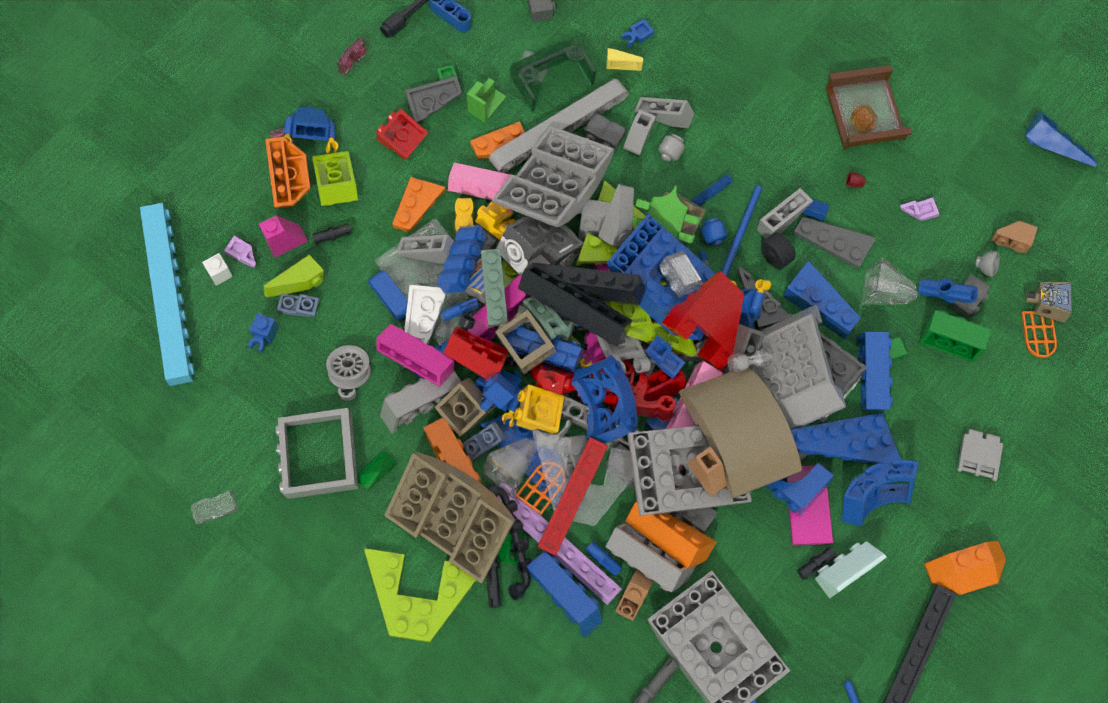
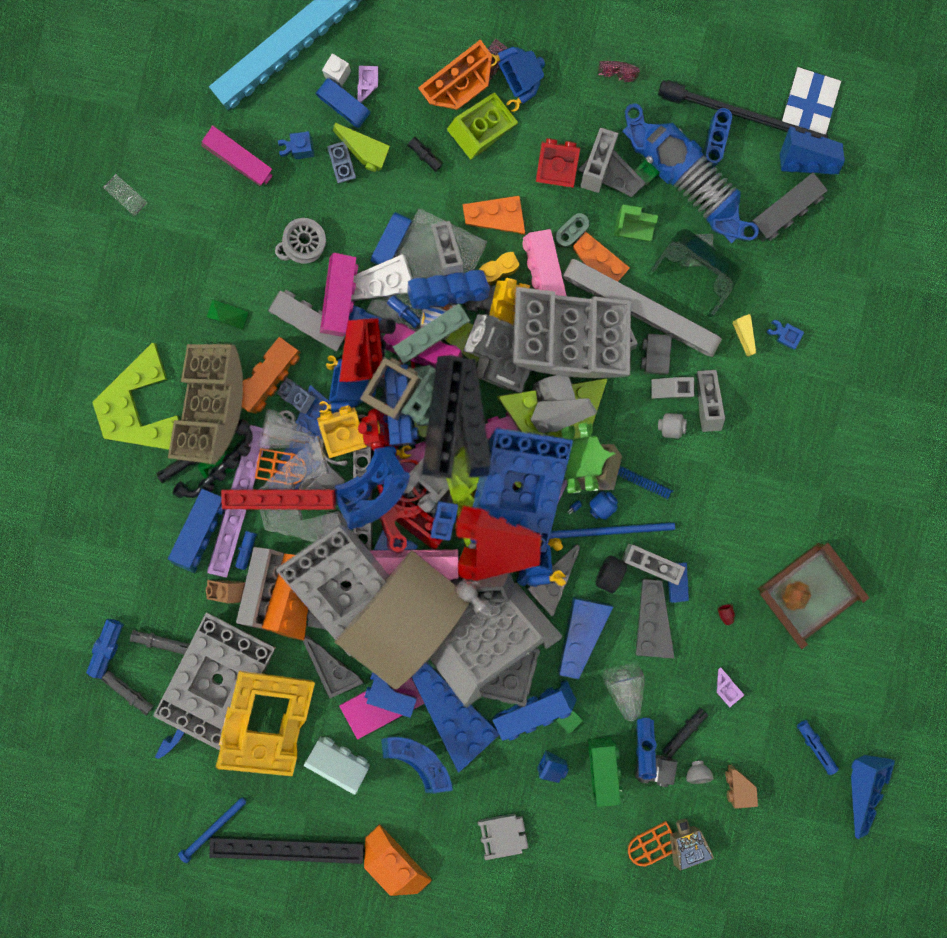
camera: 70 degrees right, 20 degrees up
(239, 388) = (236, 156): none -> dark pink slope
(247, 278) = (343, 103): none -> blue beam
(282, 235) = (396, 110): dark pink slope -> none
(351, 480) = (229, 281): light grey window -> none
(419, 100) = (599, 160): none -> light grey slope
(462, 40) = (685, 166): none -> piece
(462, 407) = (314, 364): dark tan brick -> none
(463, 151) = (571, 230): none -> sand green plate
(496, 391) = (331, 388): blue brick -> none
(680, 274) = (522, 500): clear brick -> none
(709, 471) = (344, 610): medium nougat slope -> none
(761, 534) = (332, 672): none -> dark grey wing
(805, 630) = (260, 750): none -> yellow piece
(816, 563) = (331, 733): black pin -> none
(931, 380) = (552, 767): none -> blue slope
(946, 258) = (685, 732): none -> black pin
(1025, 160) = (813, 740): none -> blue pin

